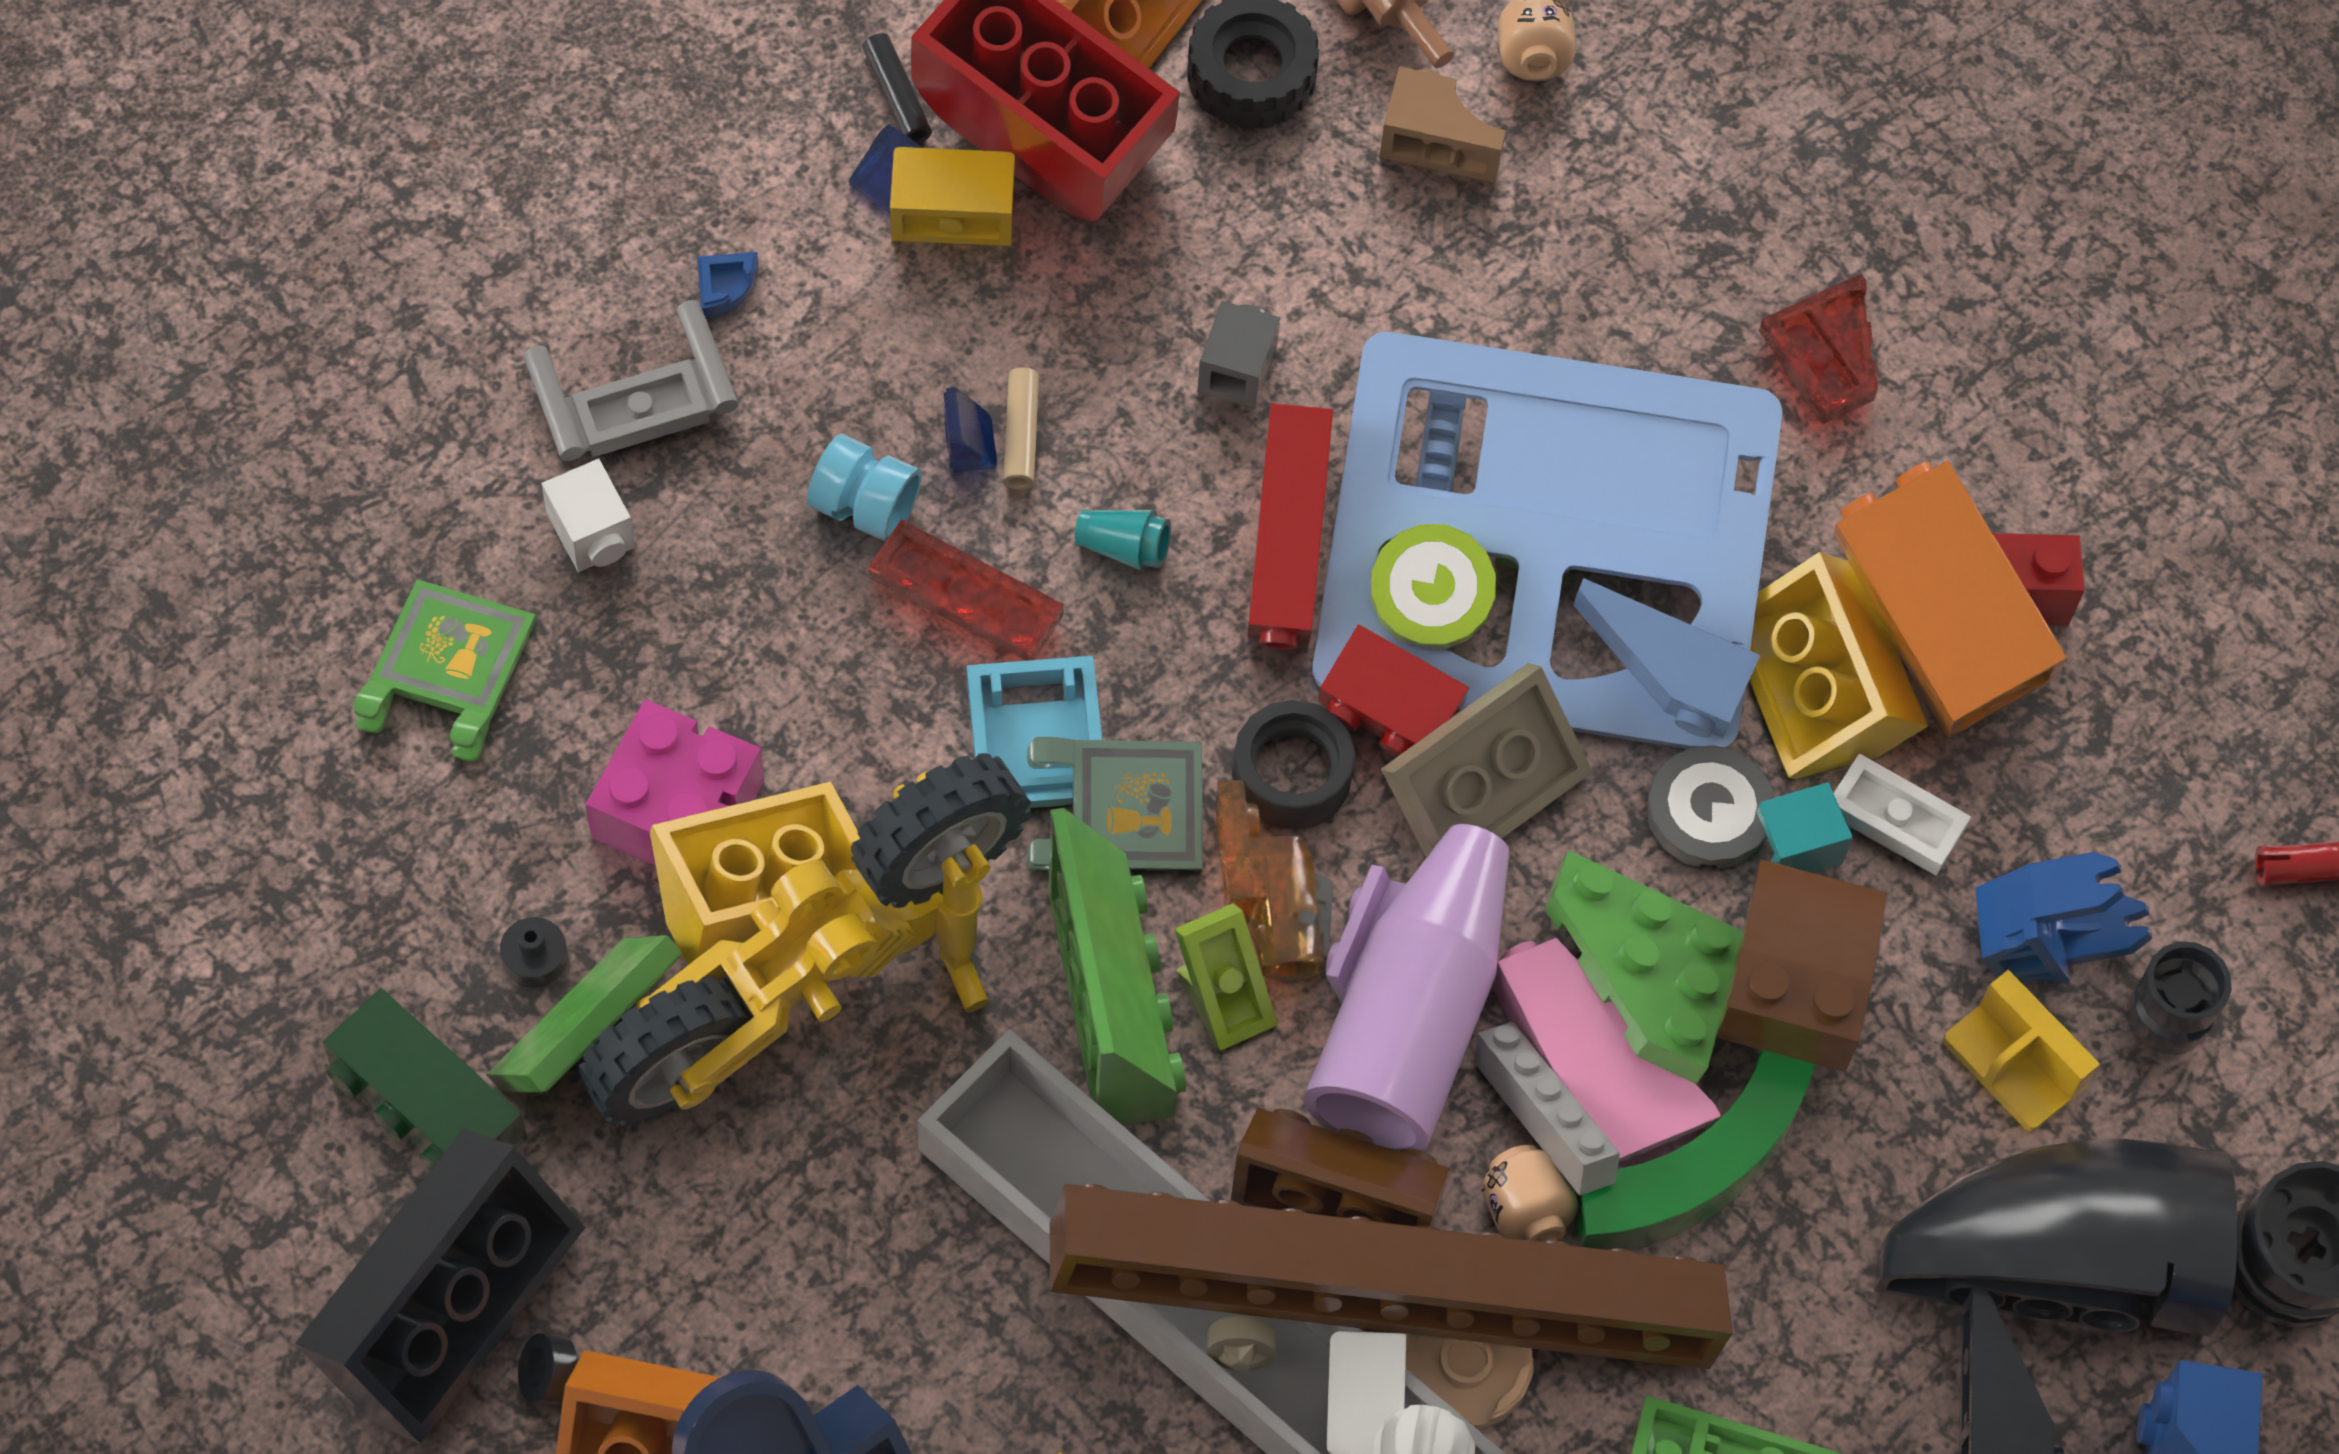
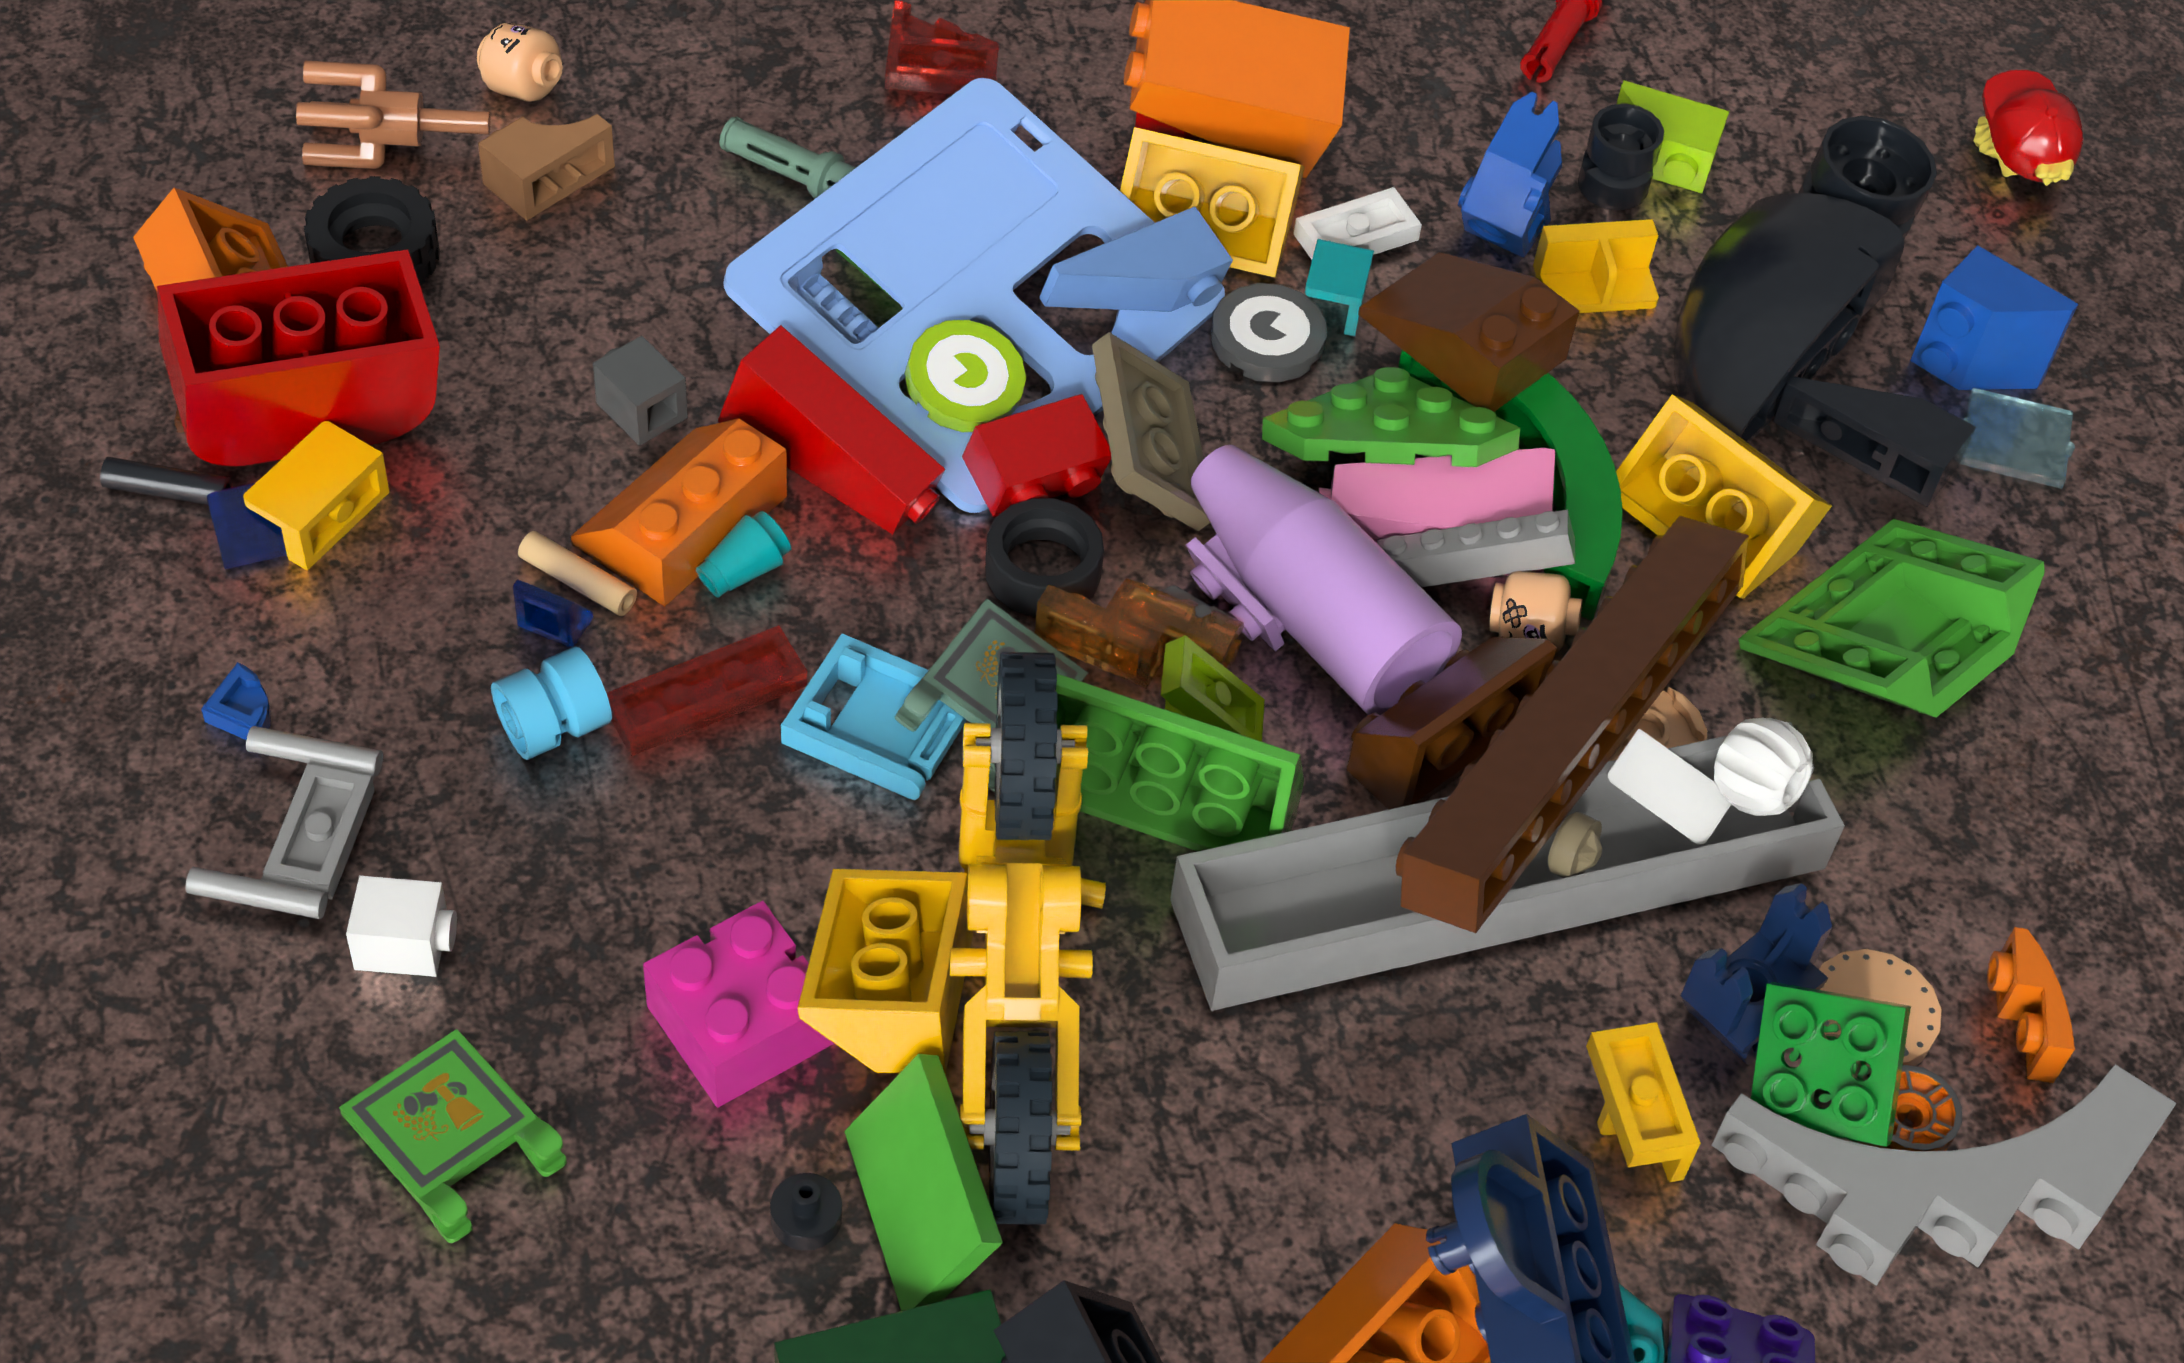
camera: 60 degrees left, 10 degrees down
(1141, 462) = (686, 507): none -> orange slope
(1602, 334) = (783, 156): none -> sand green pin
(1801, 1291) = (1709, 474): none -> yellow slope
(2262, 1039) = (1689, 137): none -> lime slope

